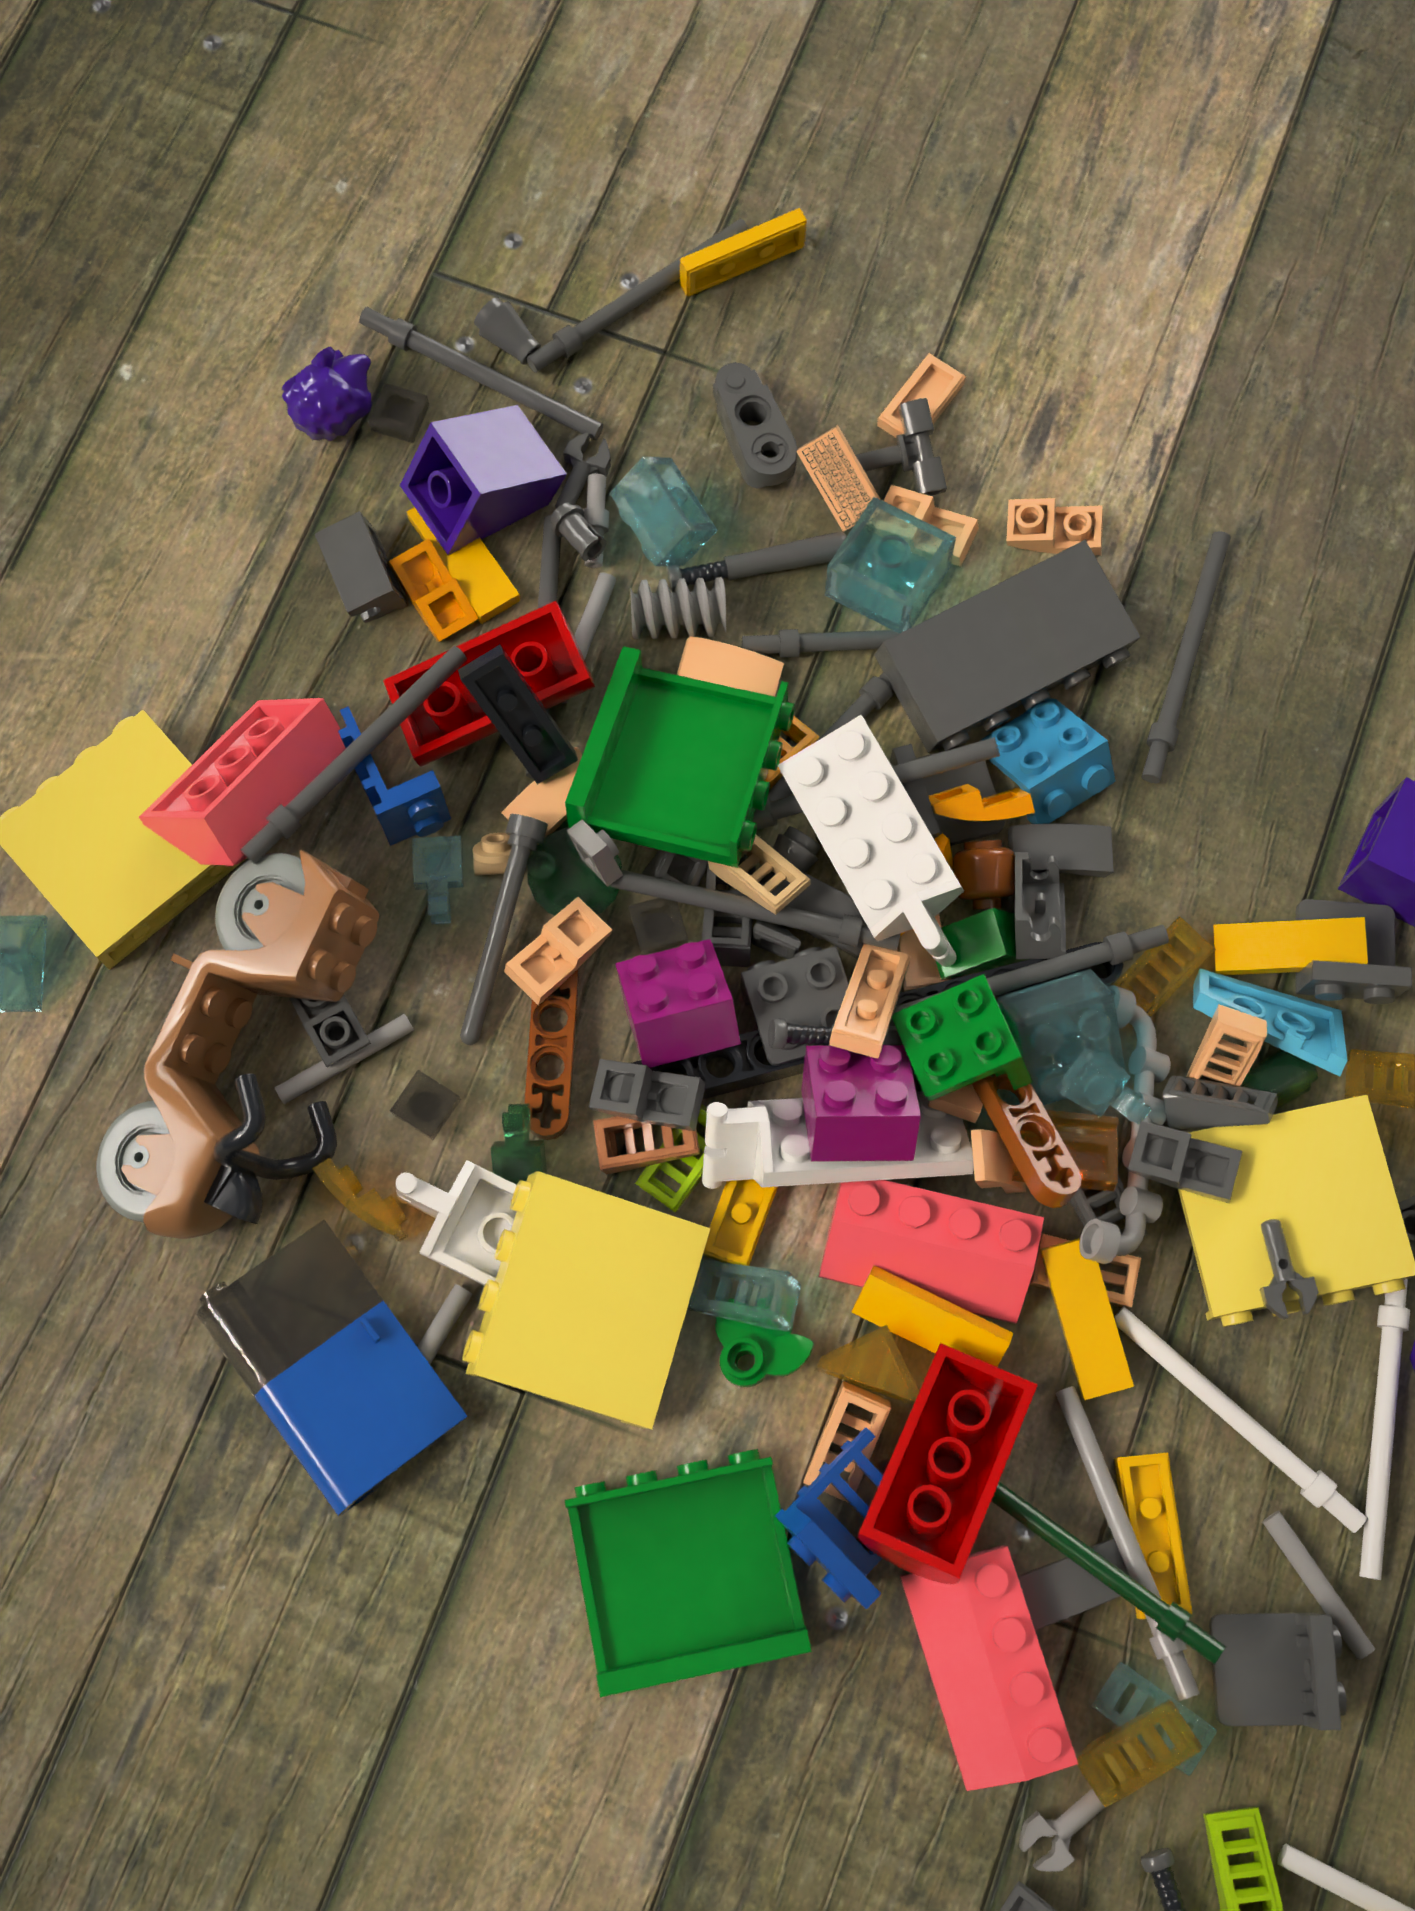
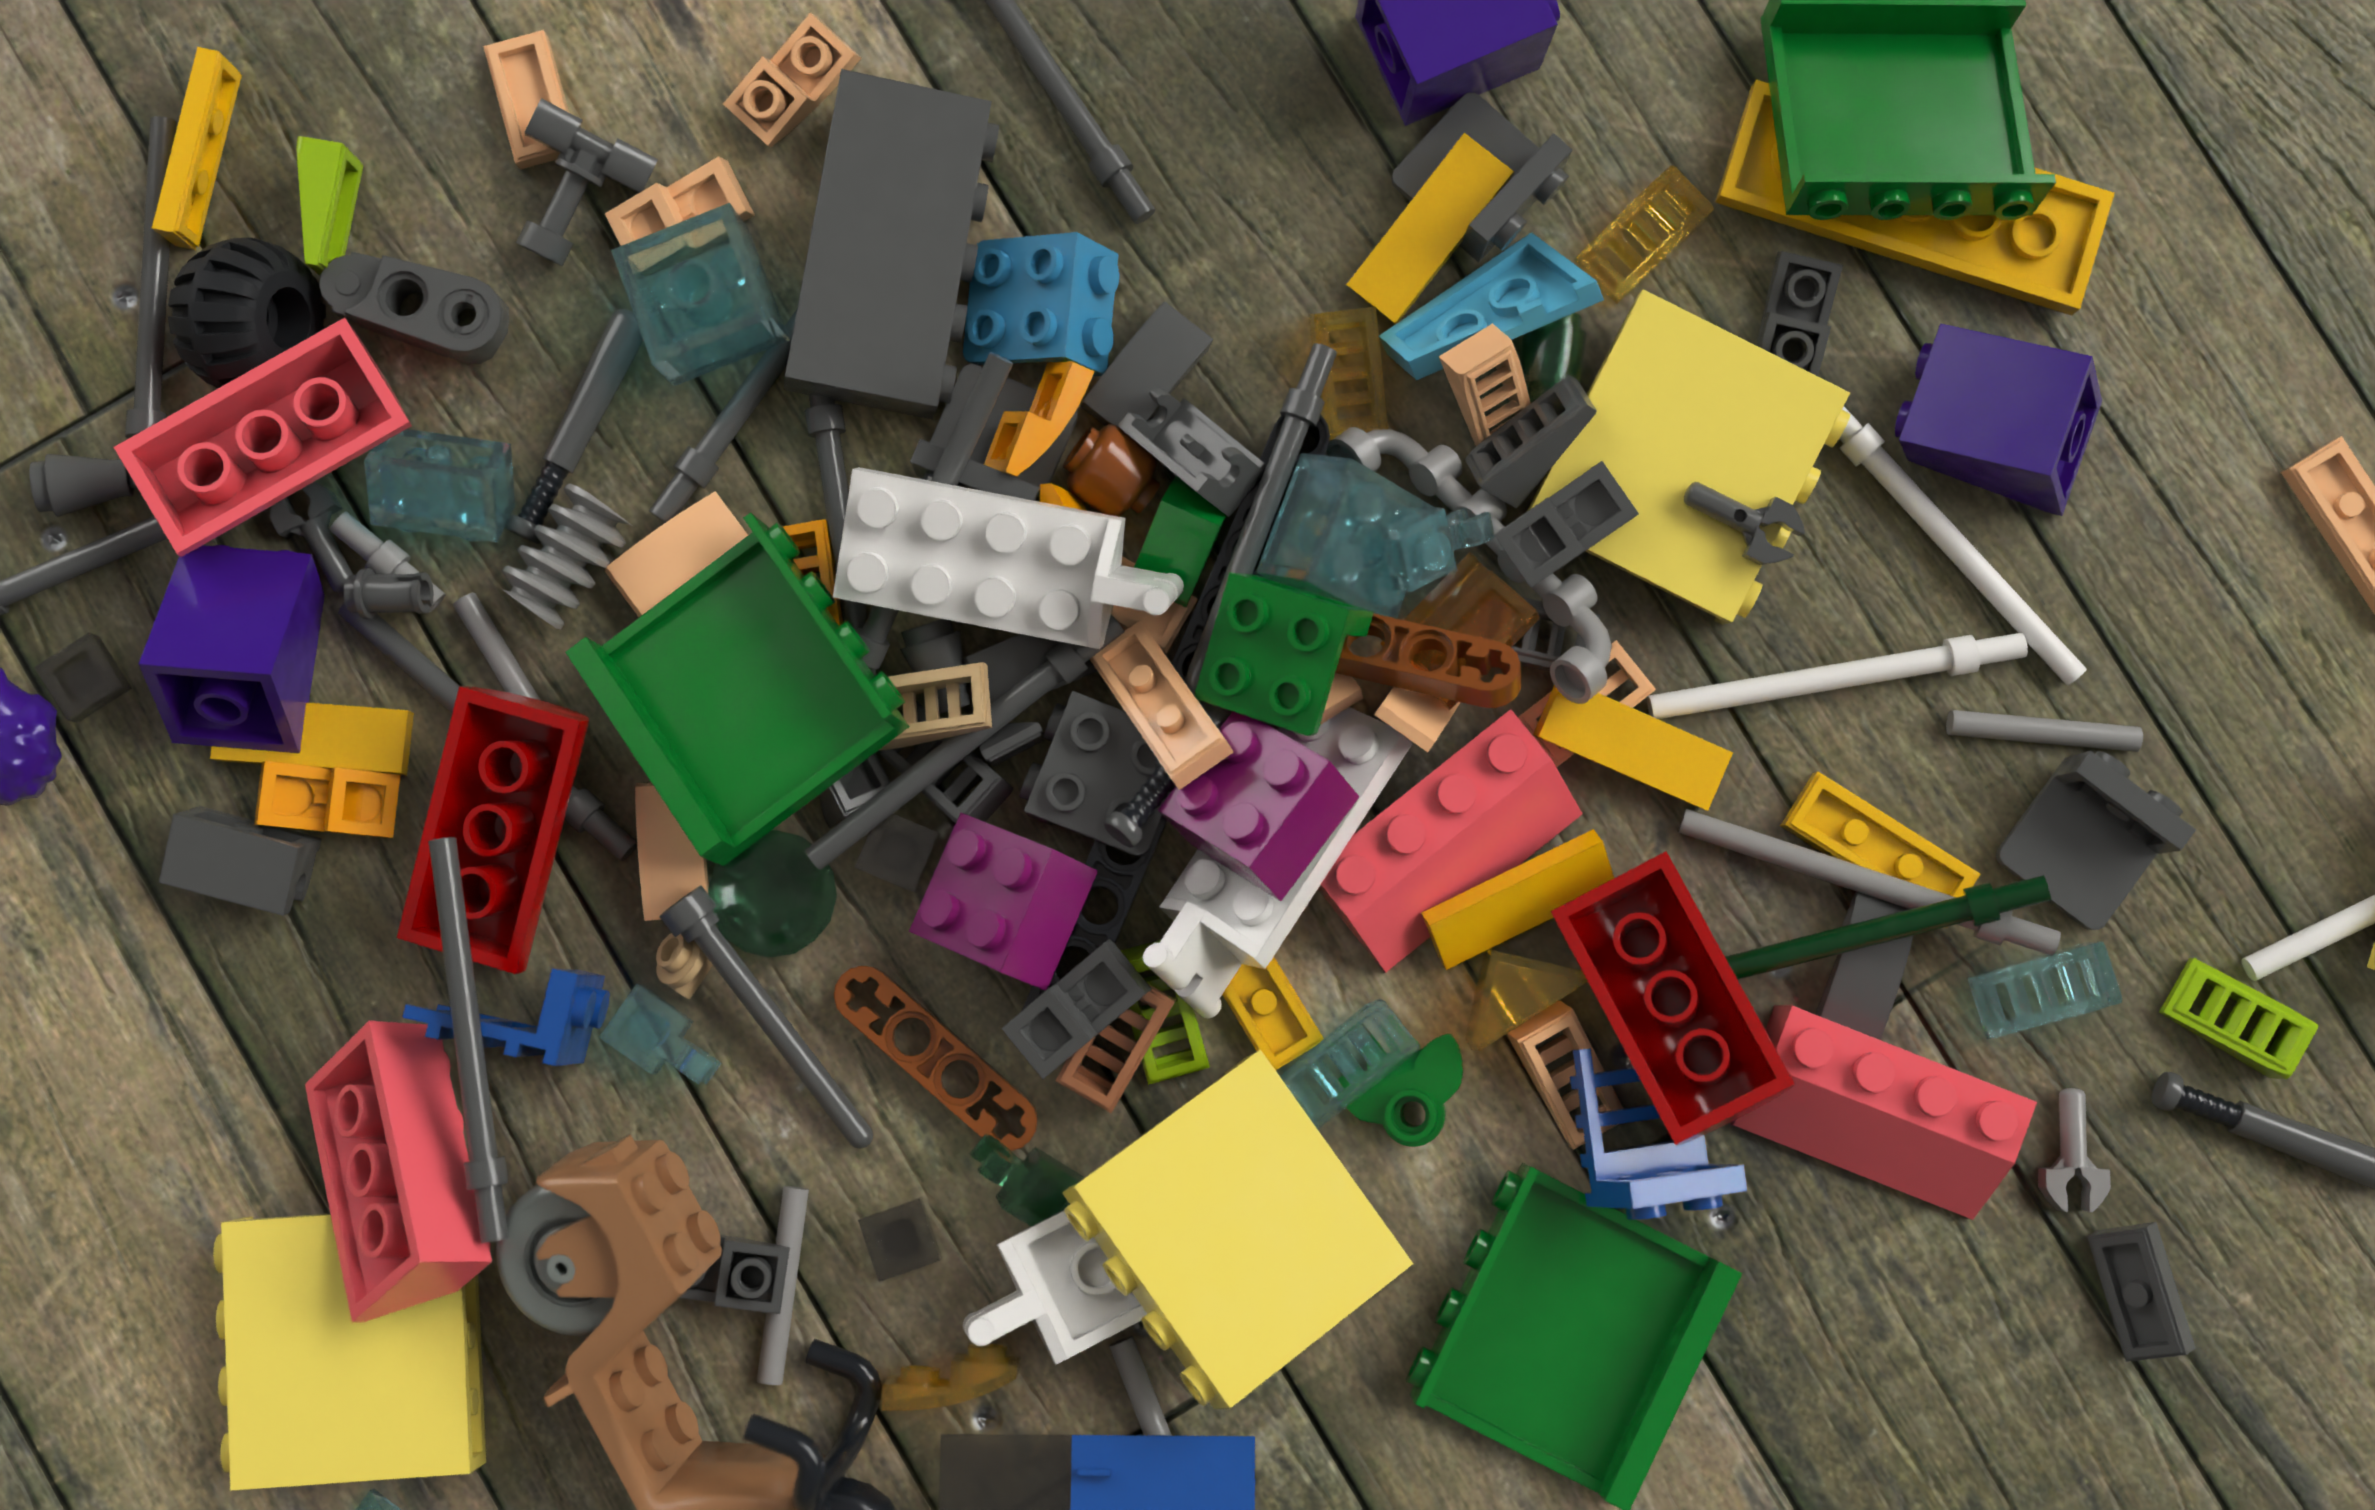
camera: 55 degrees left, 10 degrees up
(518, 714) = (560, 830): black plate -> none
(558, 951) = (846, 978): light nougat slope -> none
(596, 851) = (774, 858): light grey plate -> none
(613, 396) = (262, 437): none -> coral slope
(672, 345) = (241, 307): none -> black wheel
(773, 336) = (328, 195): none -> lime slope
(838, 476) = (554, 264): light nougat tile -> none
(1110, 1772) = (2065, 1074): clear yellow slope -> none

